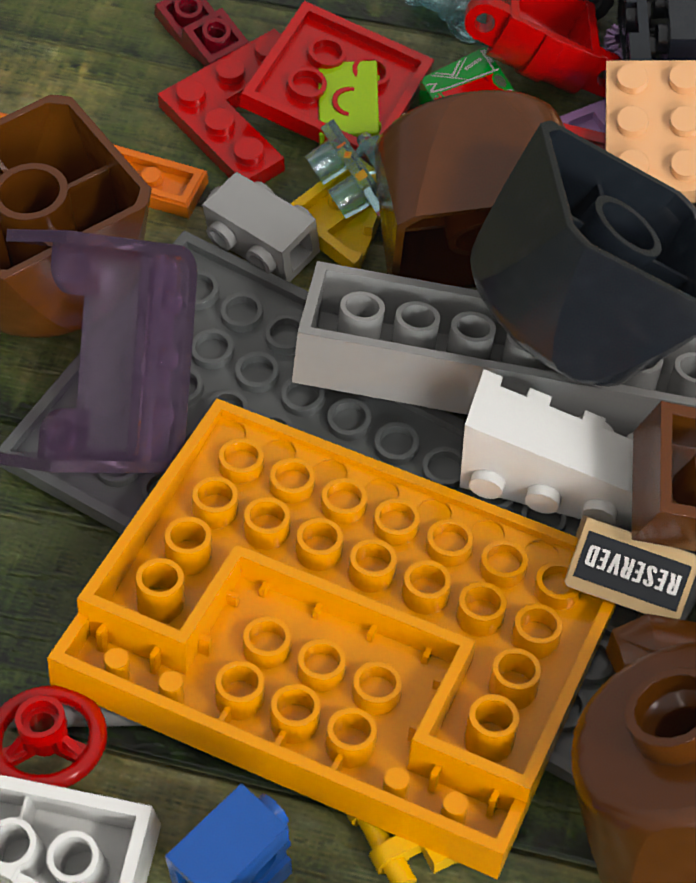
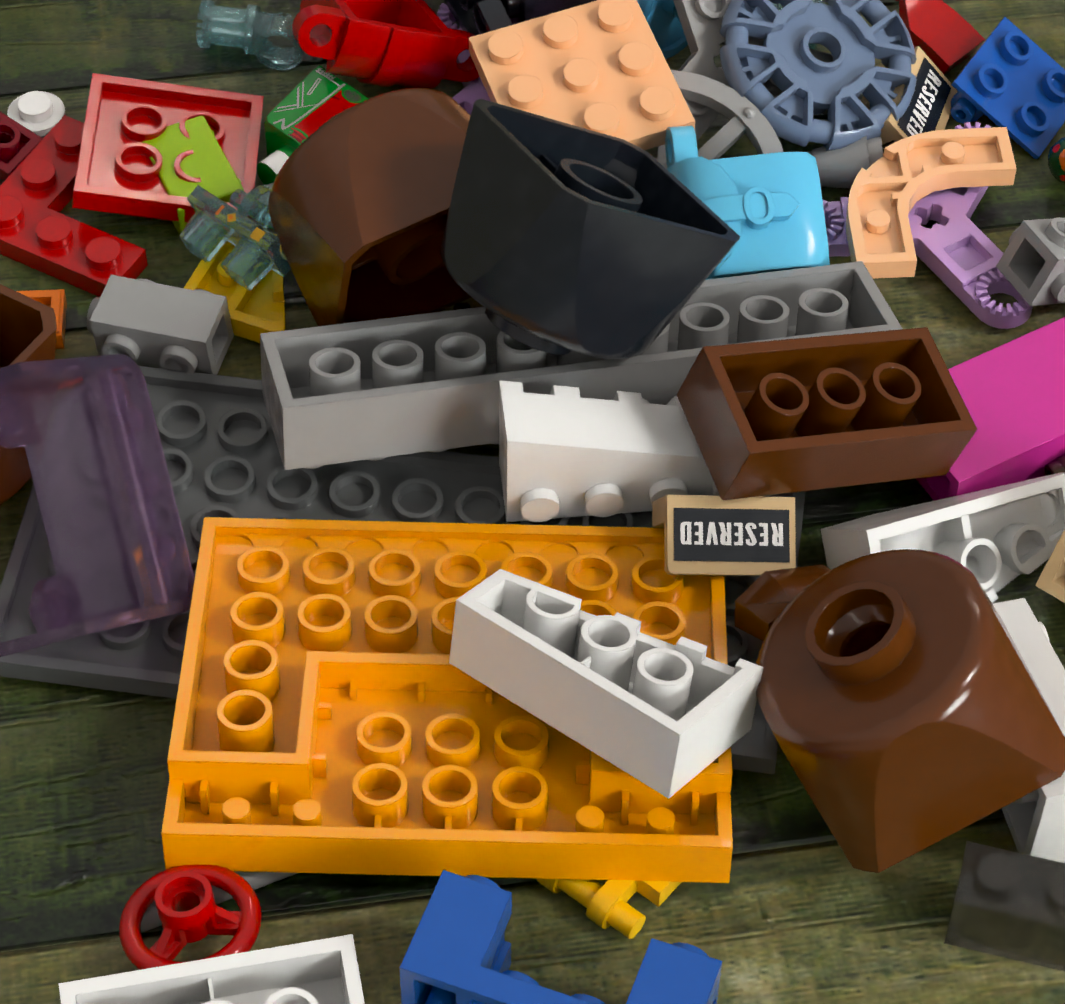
camera: 25 degrees left, 5 degrees down
(255, 19) = (37, 111): none -> white plate
(457, 678) = (602, 681): none -> white wedge

